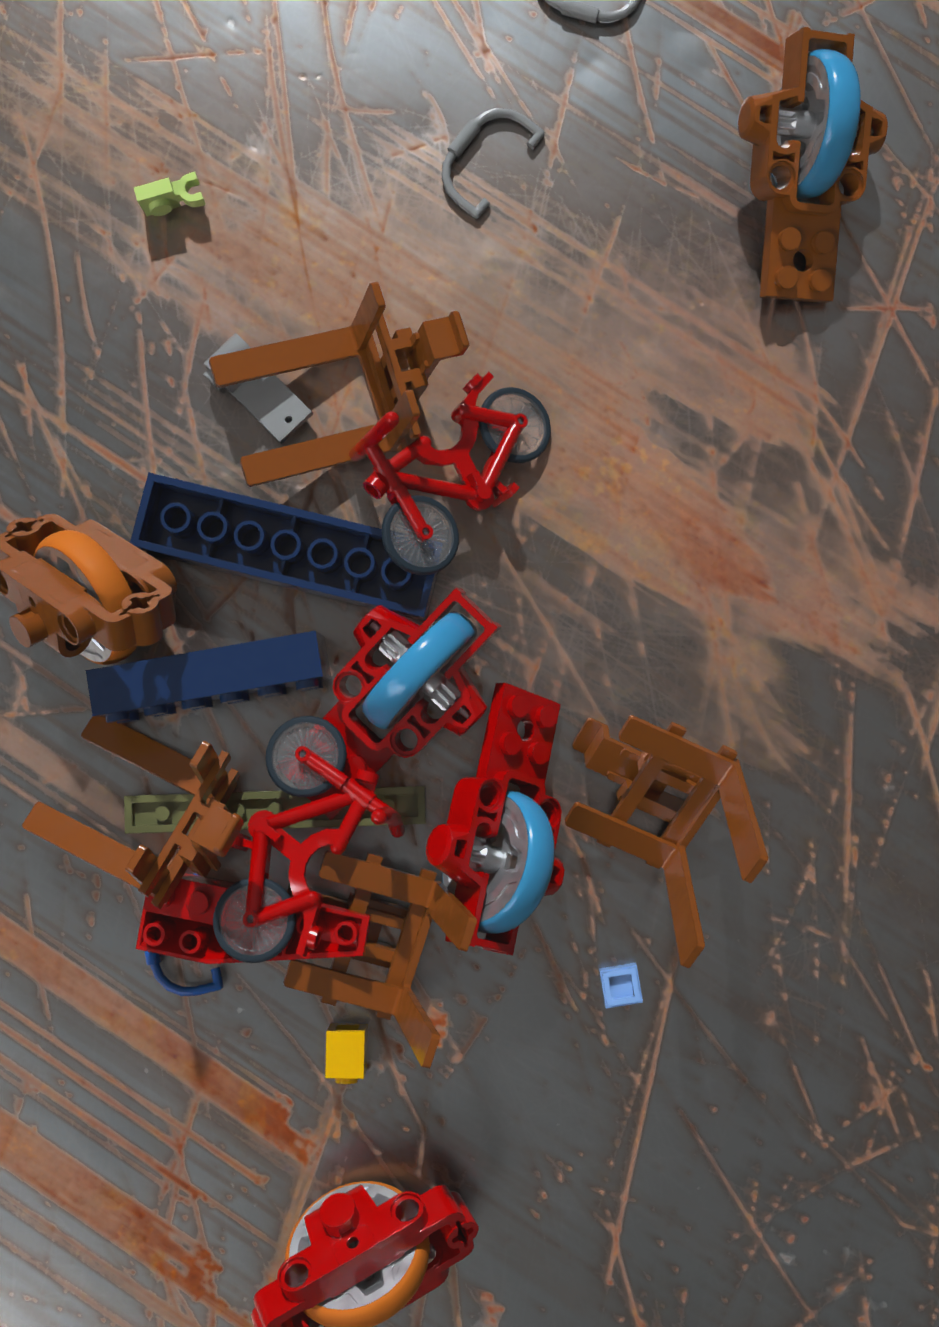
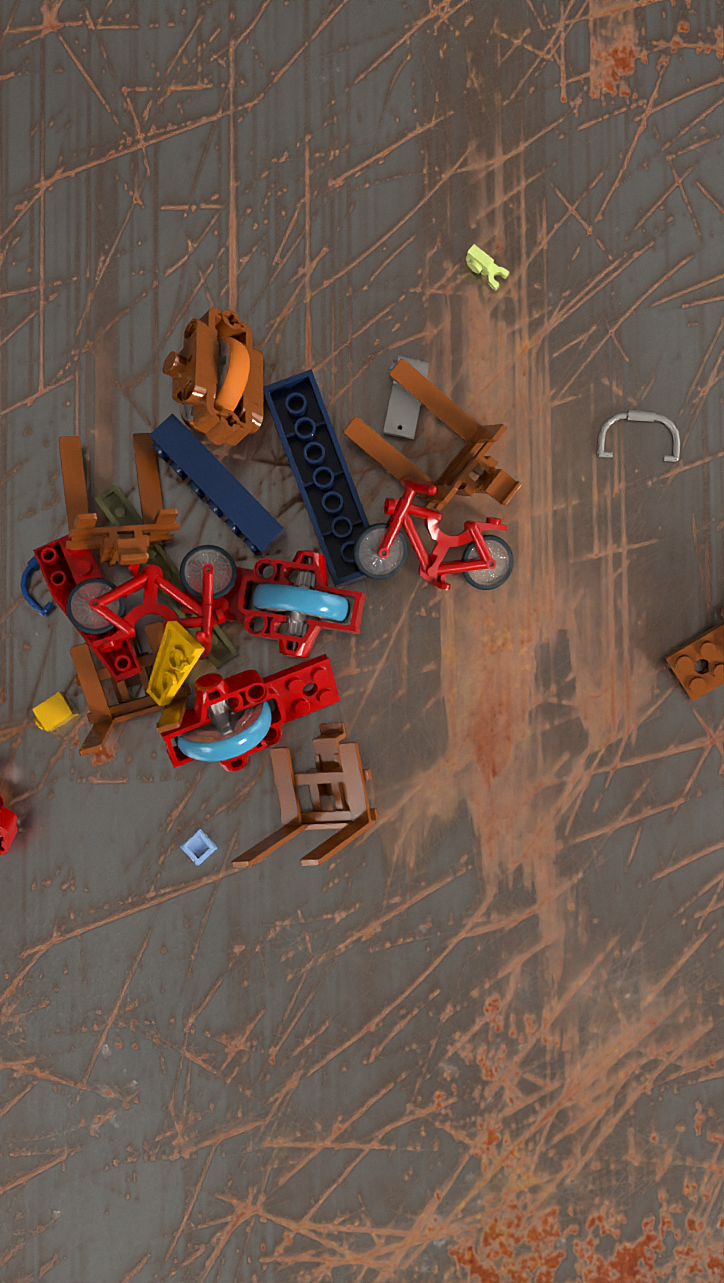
camera: 50 degrees right, 0 degrees up
(387, 870) = (173, 663): none -> yellow wing

